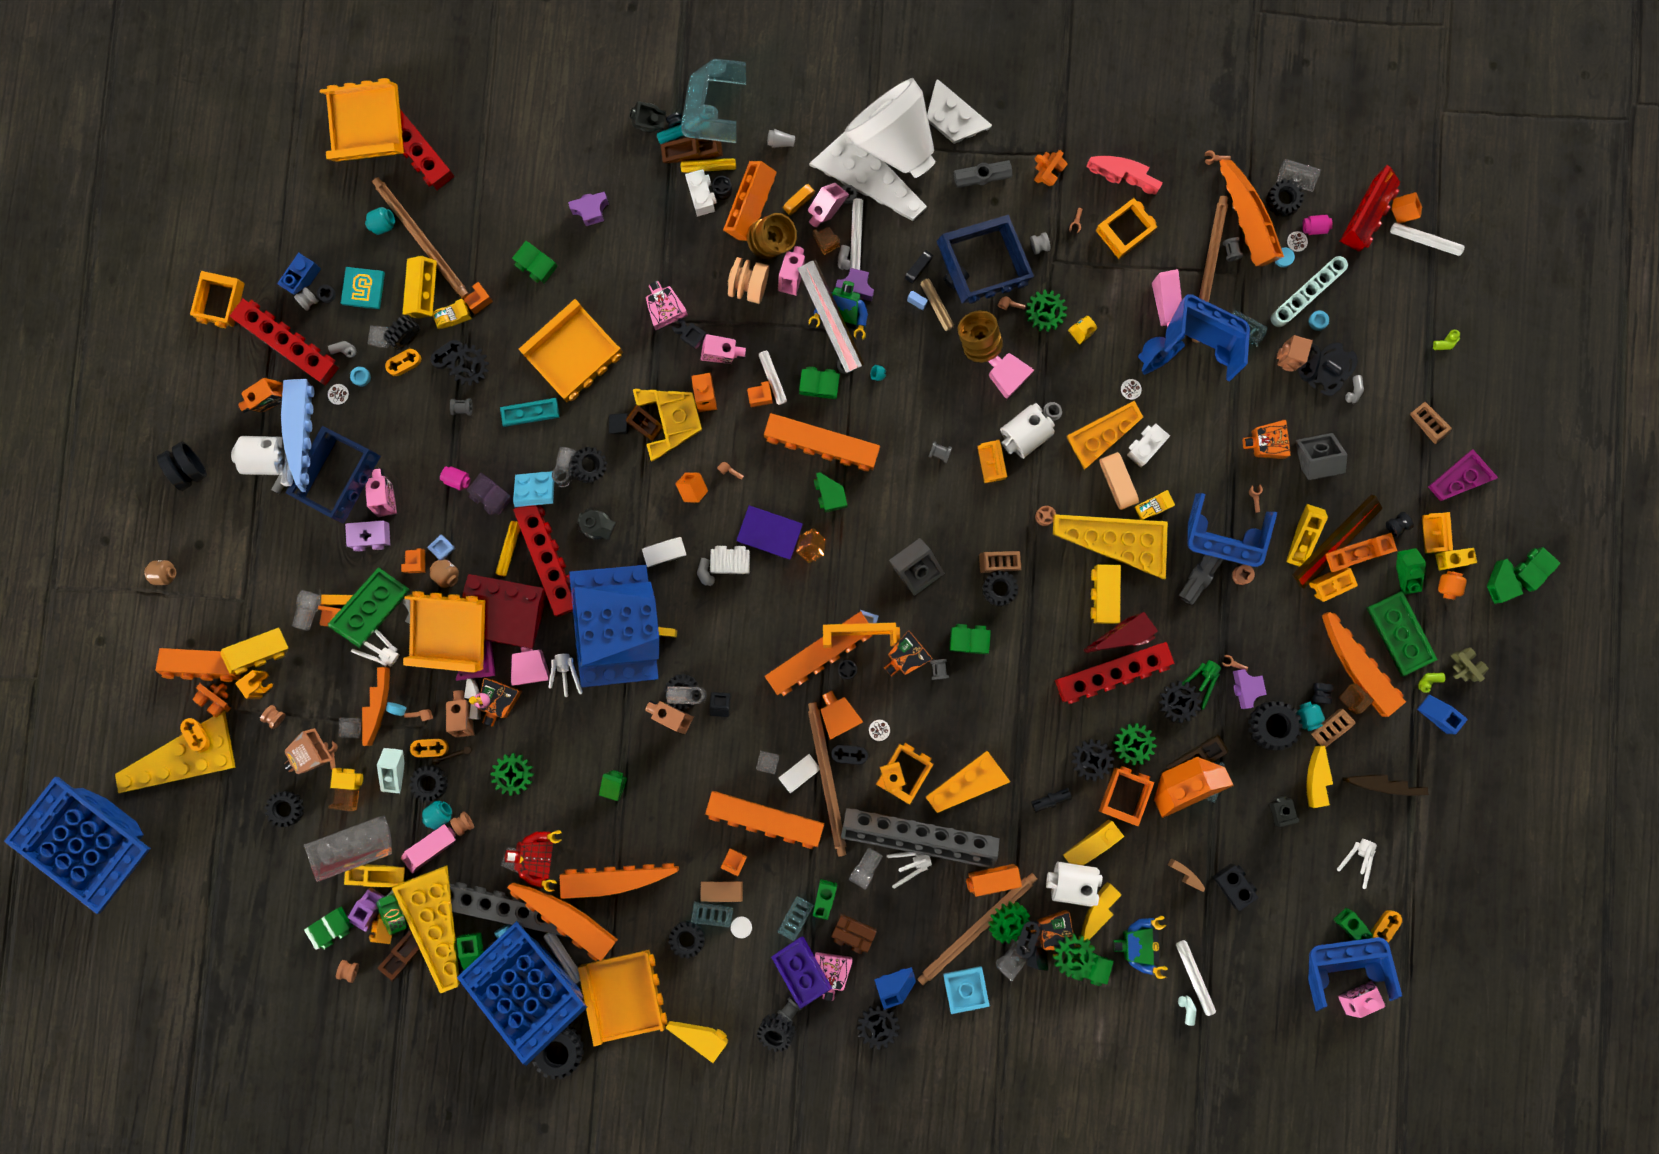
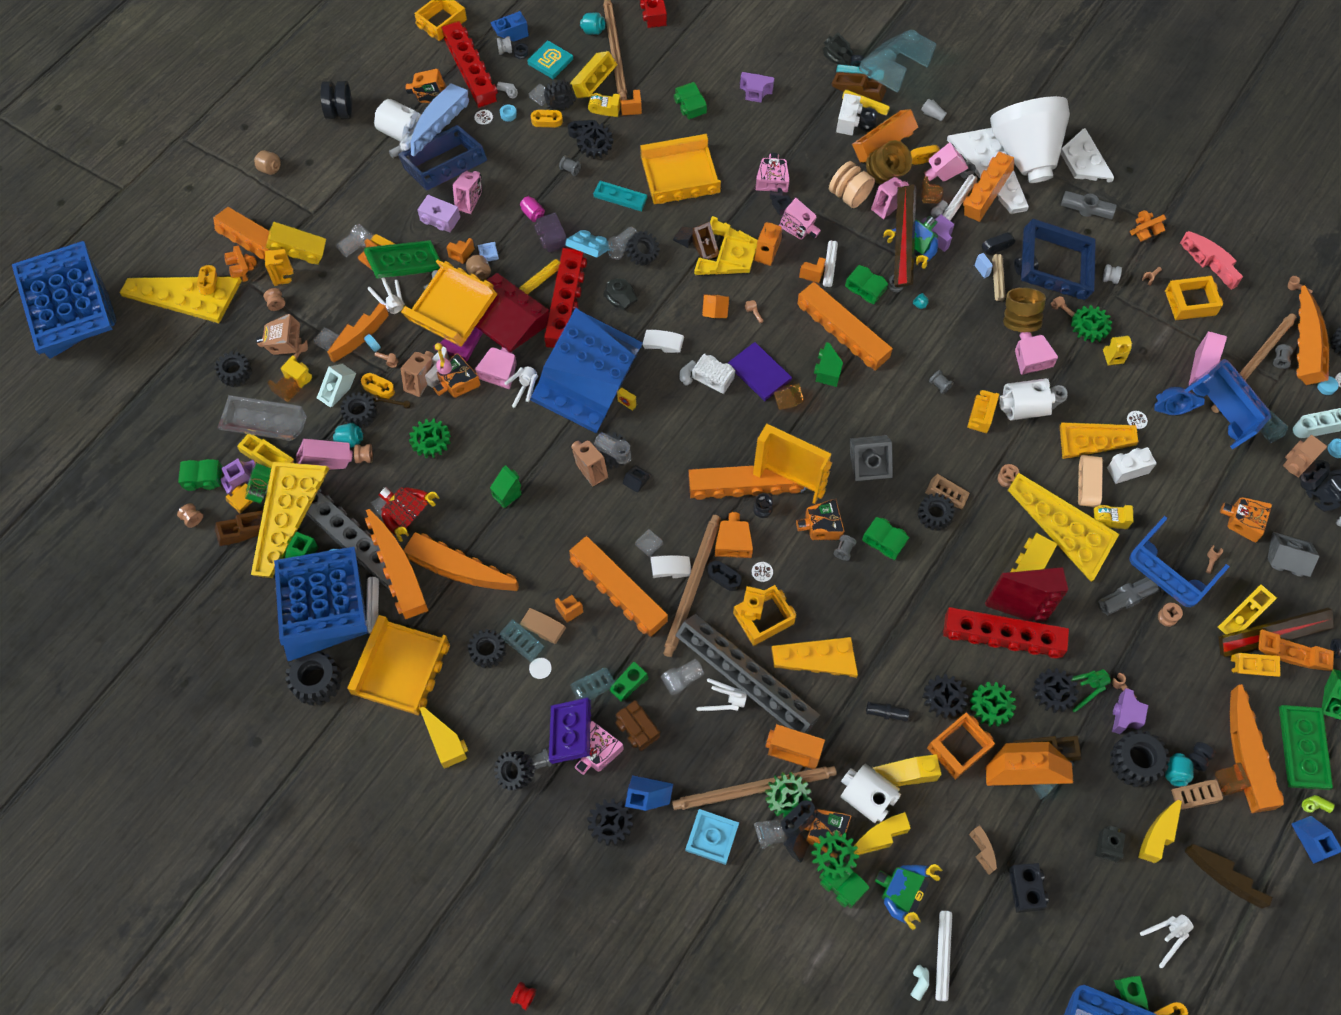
camera: 30 degrees right, 20 degrees down
(880, 207) = (989, 186): none -> orange brick

